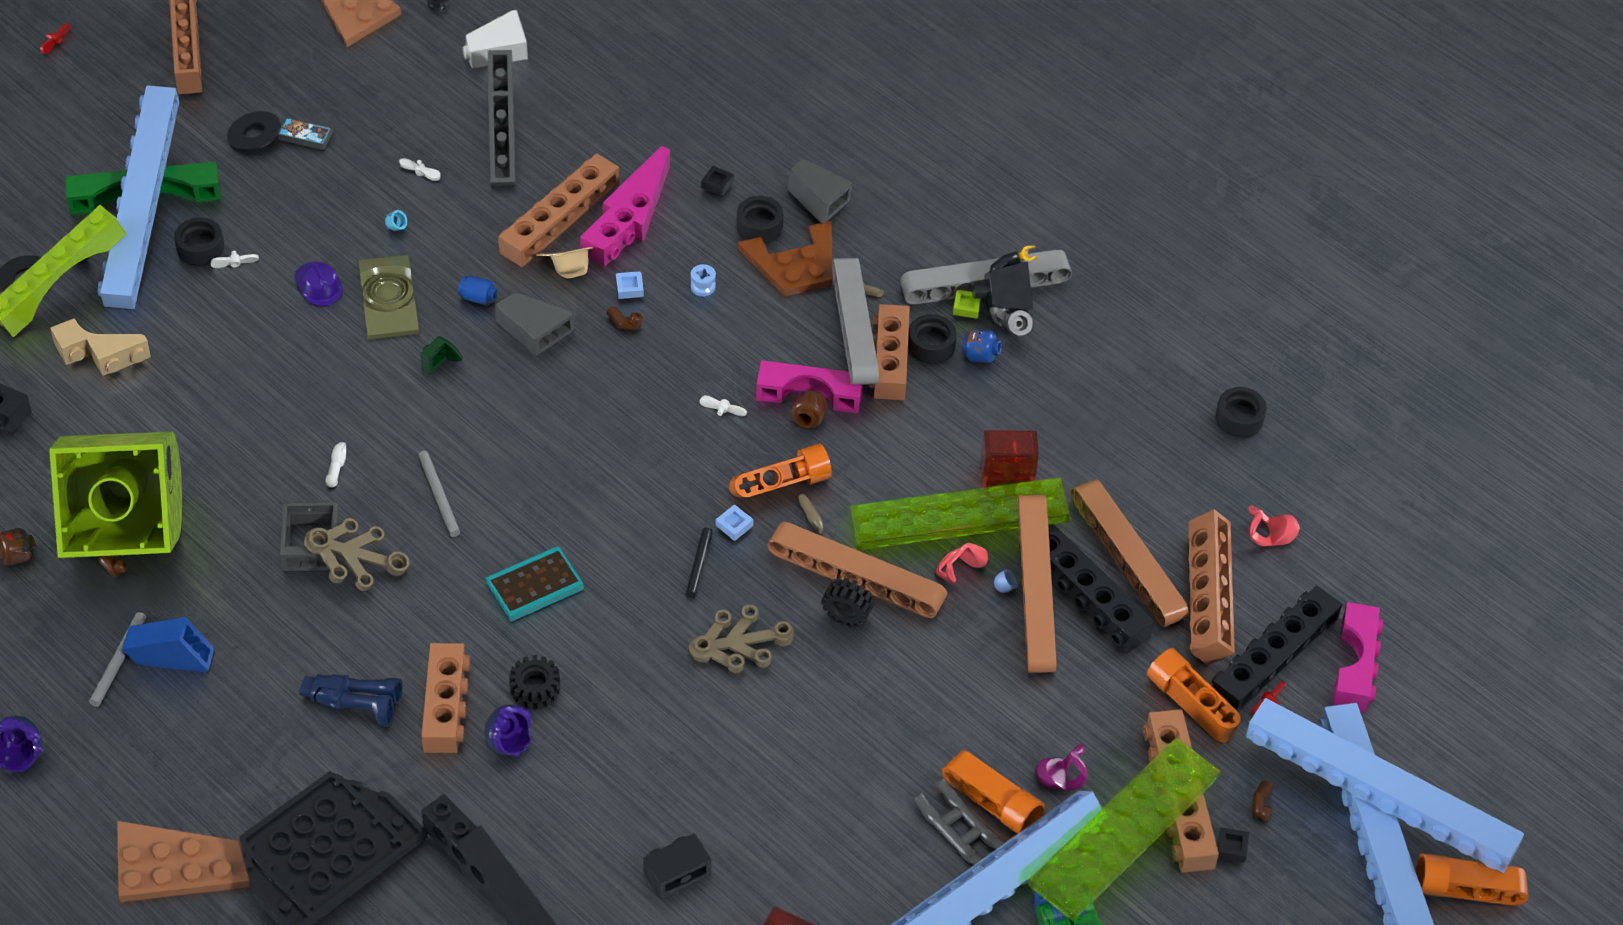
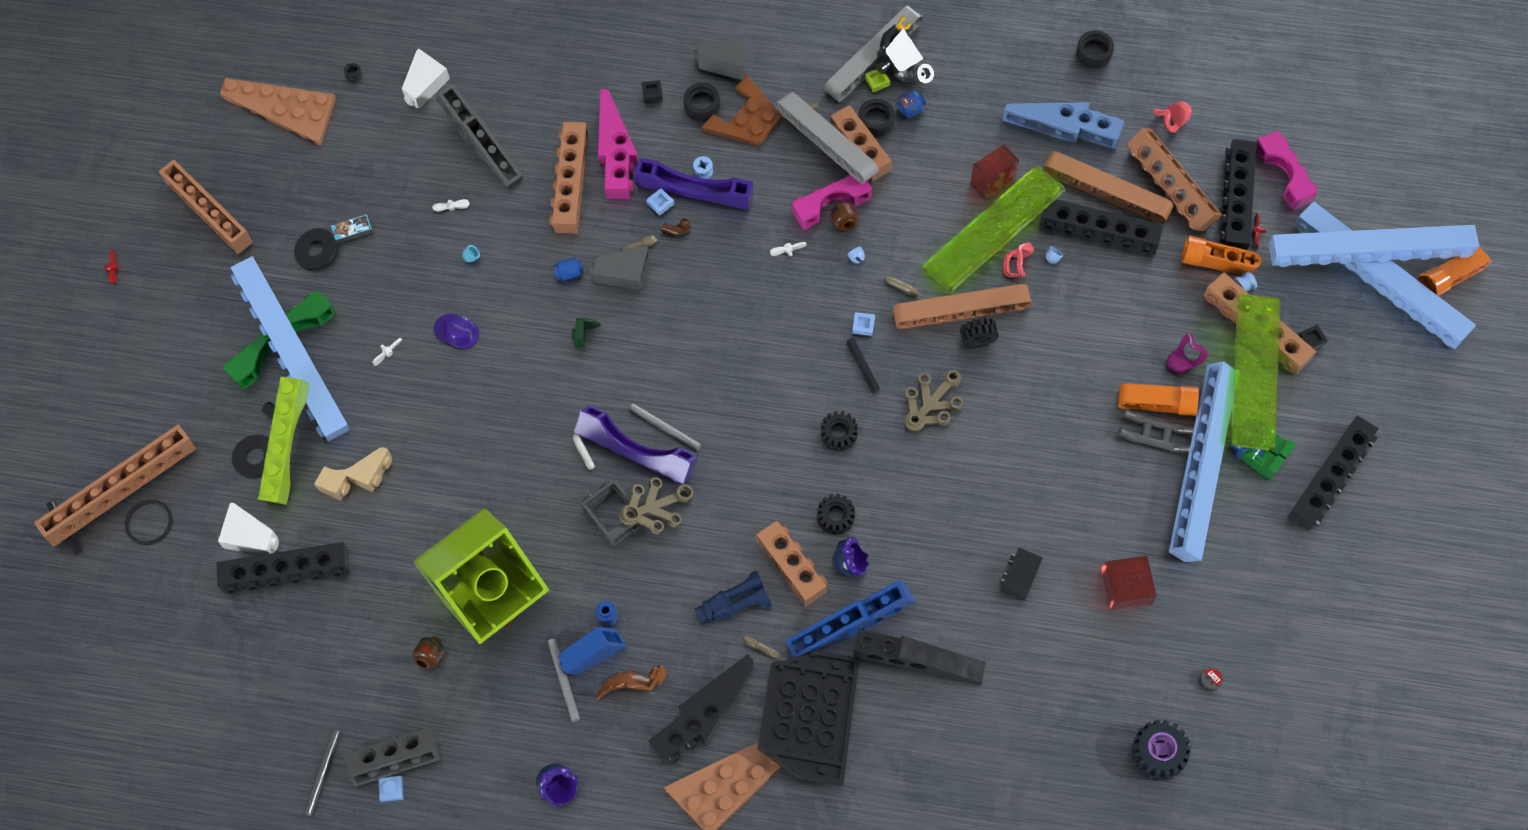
camera: 30 degrees left, 15 degrees up
(182, 702) = (633, 681): none -> dark orange plant
(196, 227) = (345, 341): black tyre -> none
(213, 622) = (608, 619): none -> blue brick
(247, 769) = (715, 696): none -> black brick
(338, 755) = (758, 646): none -> dark tan piece
(369, 450) = (597, 426): none -> dark purple arch
(388, 297) = (511, 310): olive slope -> none
(469, 789) = (857, 616): none -> blue brick
(534, 583) = (777, 448): tile -> none
(570, 263) = (607, 210): tan piece -> none
(581, 314) = (646, 241): none -> dark tan piece
(612, 593) = (839, 419): none -> black tyre
(707, 315) = (727, 192): none -> dark purple arch
(788, 451) = (855, 254): none -> light blue hinge
(810, 465) = (875, 259): orange beam -> none
(1037, 584) = (1080, 245): nougat beam -> none
(1142, 462) = (1048, 120): none -> medium blue brick
(1201, 739) = (1246, 281): none -> light blue wheel
(1260, 796) = (1304, 298): reddish brown arm -> none

